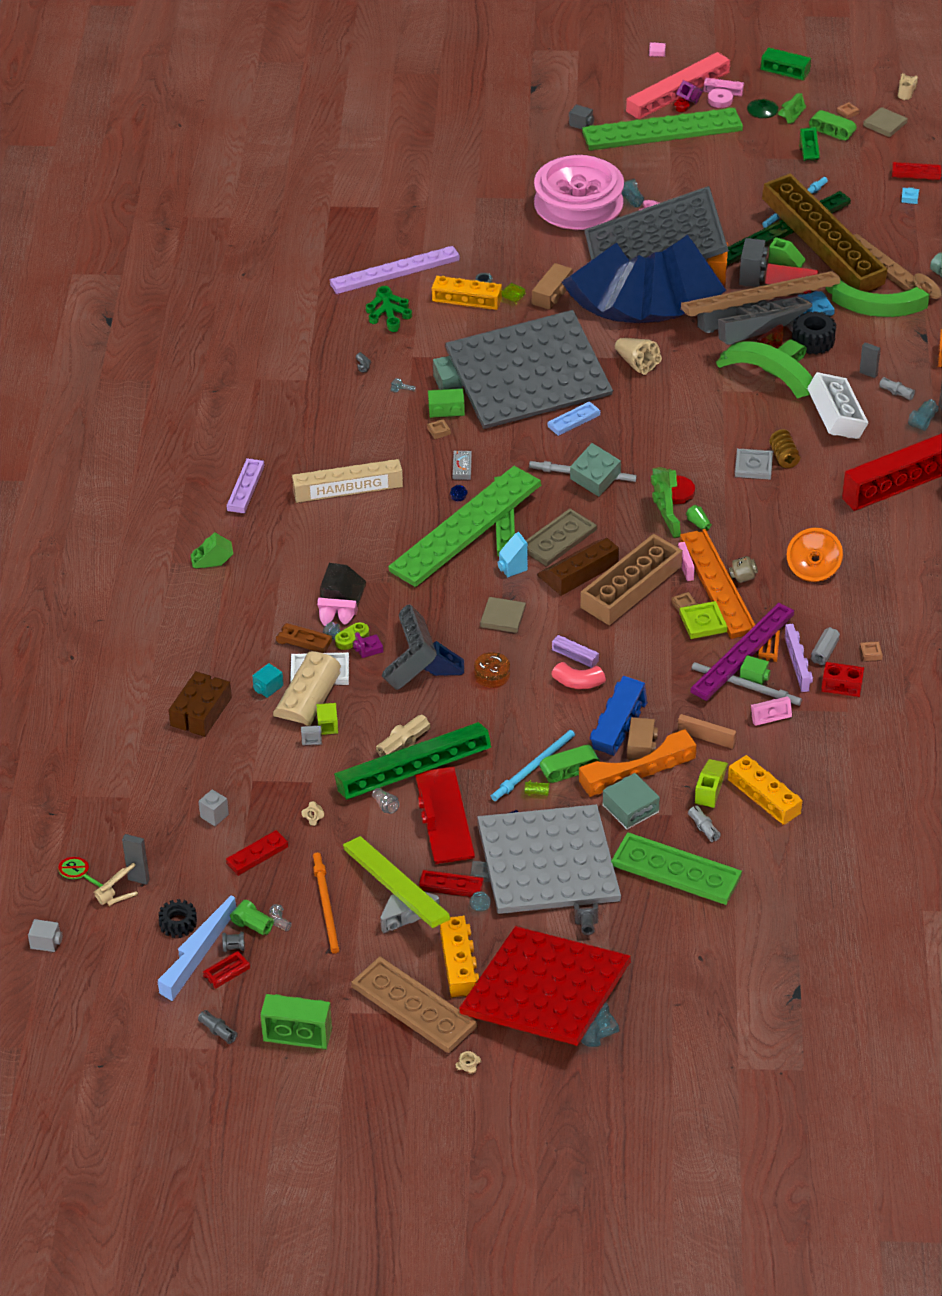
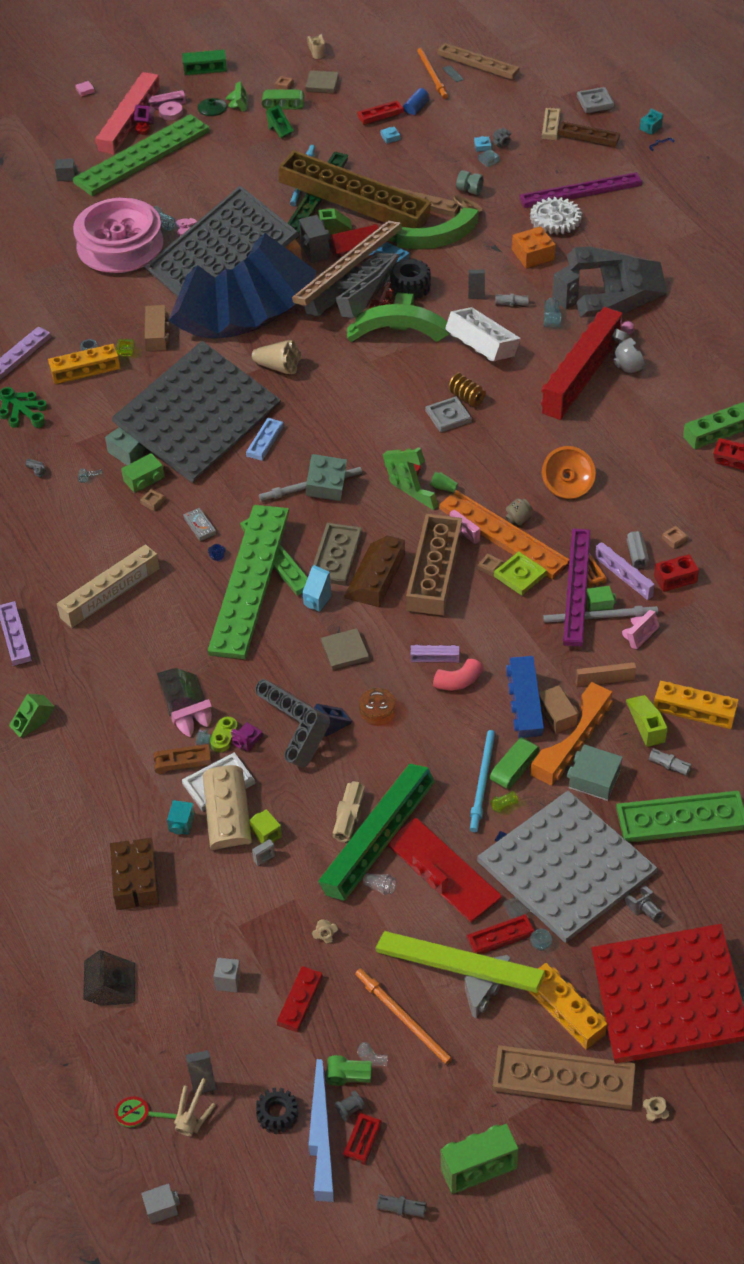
camera: 30 degrees left, 5 degrees up
(124, 769) = (108, 979): none -> clear smoke slope

